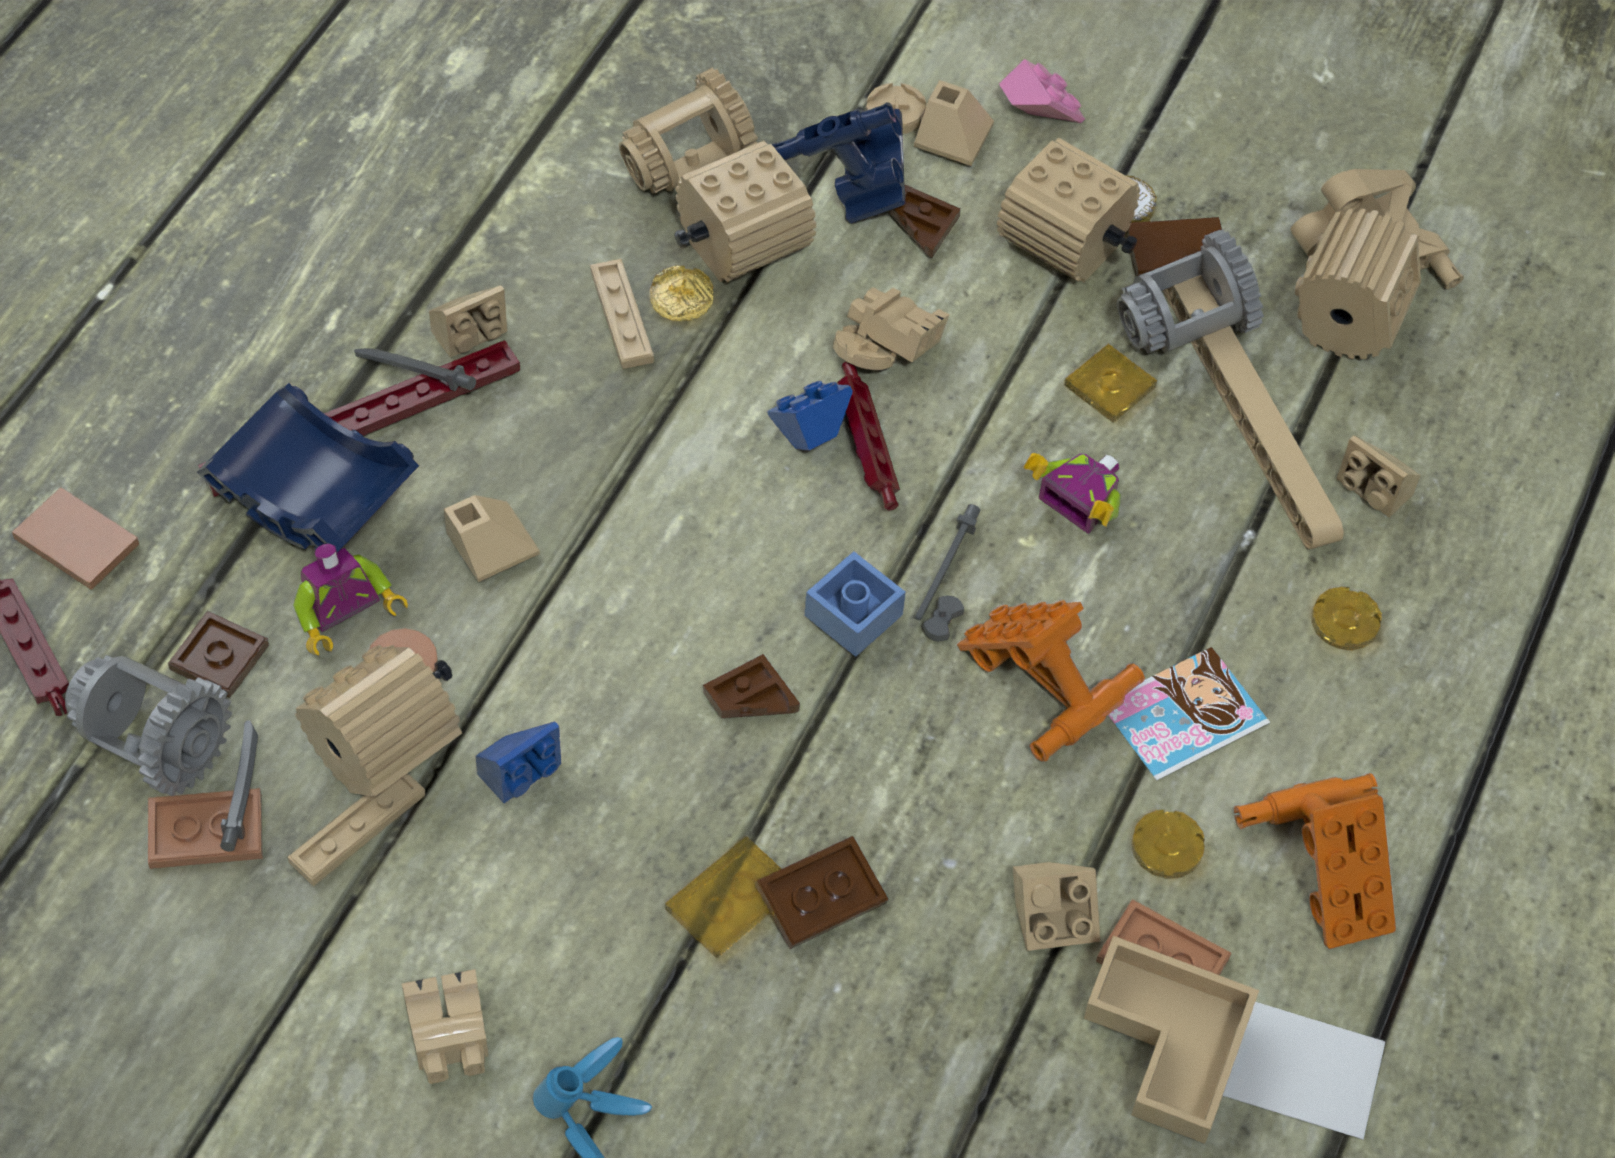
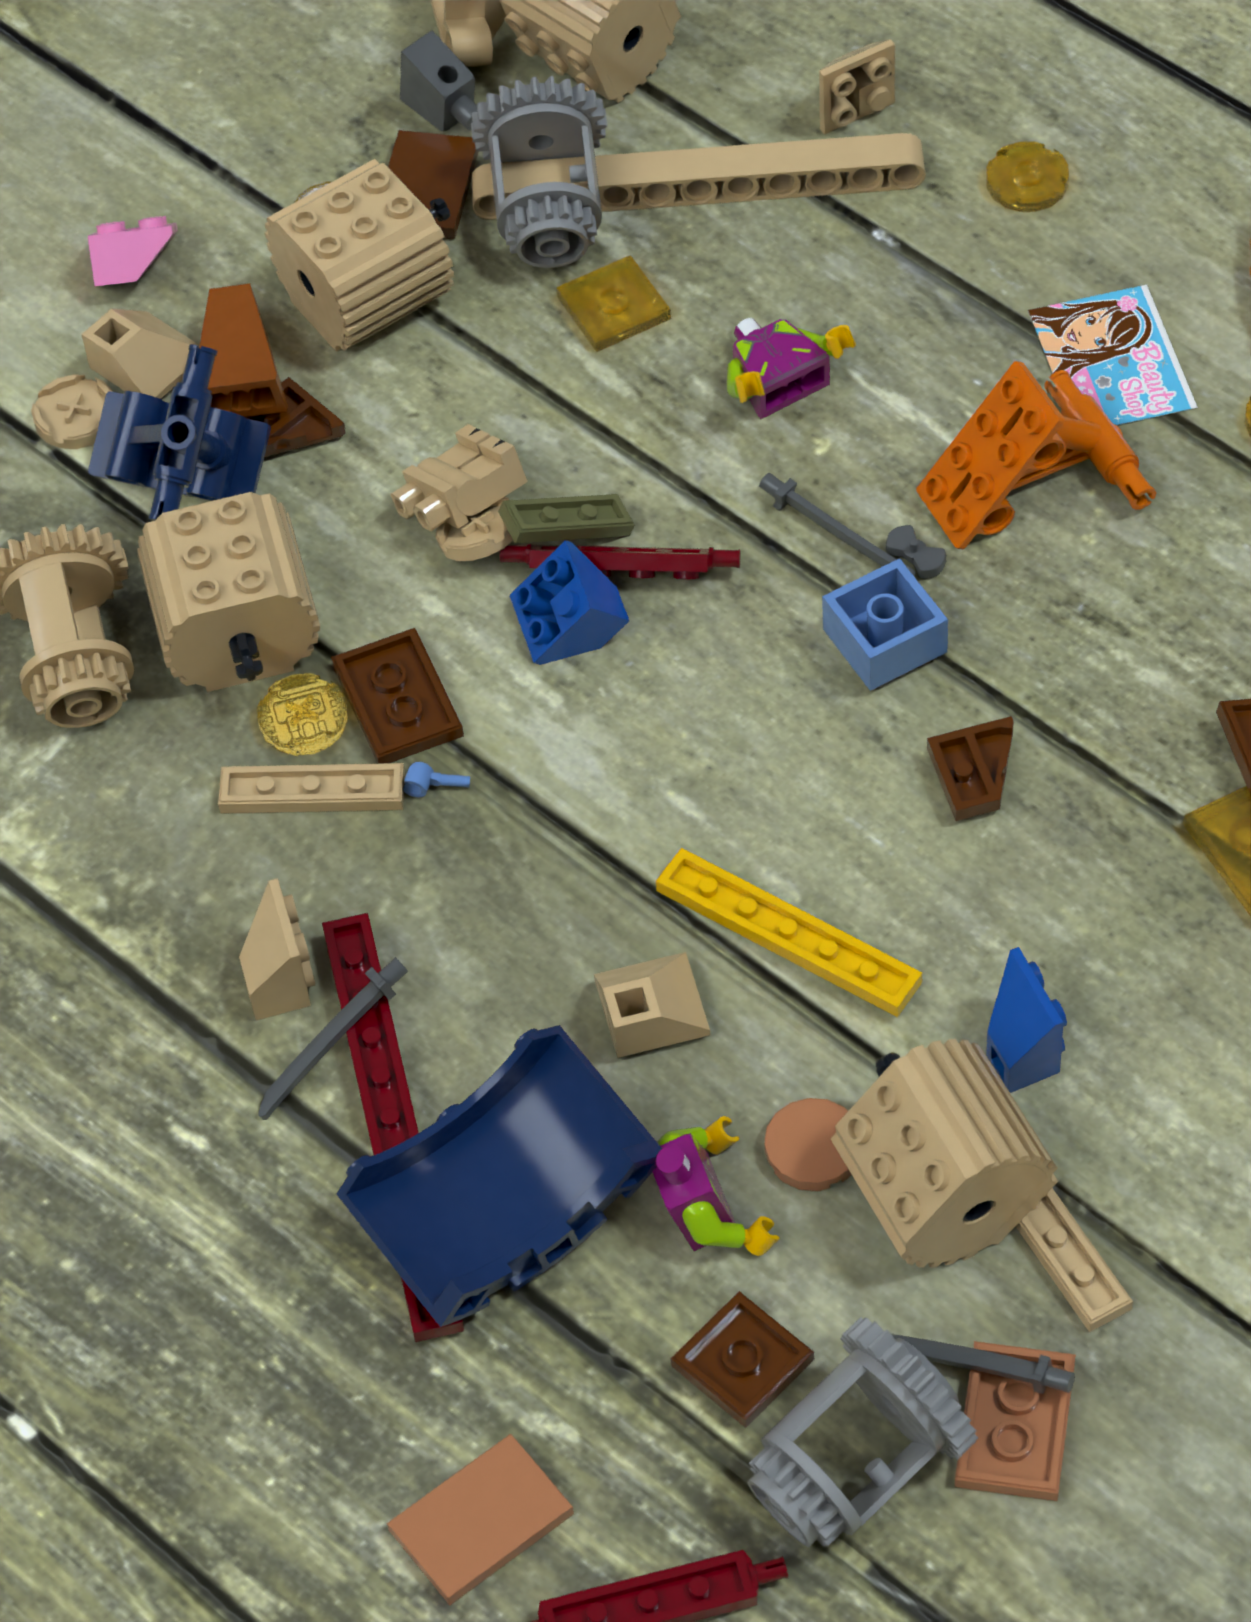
camera: 65 degrees left, 0 degrees up
(572, 608) = (789, 932): none -> yellow plate
(644, 368) = (422, 775): none -> medium blue hand
(712, 341) = (397, 696): none -> reddish brown tile
(887, 392) = (566, 518): none -> olive tile
(962, 172) = (244, 369): none -> dark orange slope
(1260, 233) = (437, 83): none -> dark grey torso

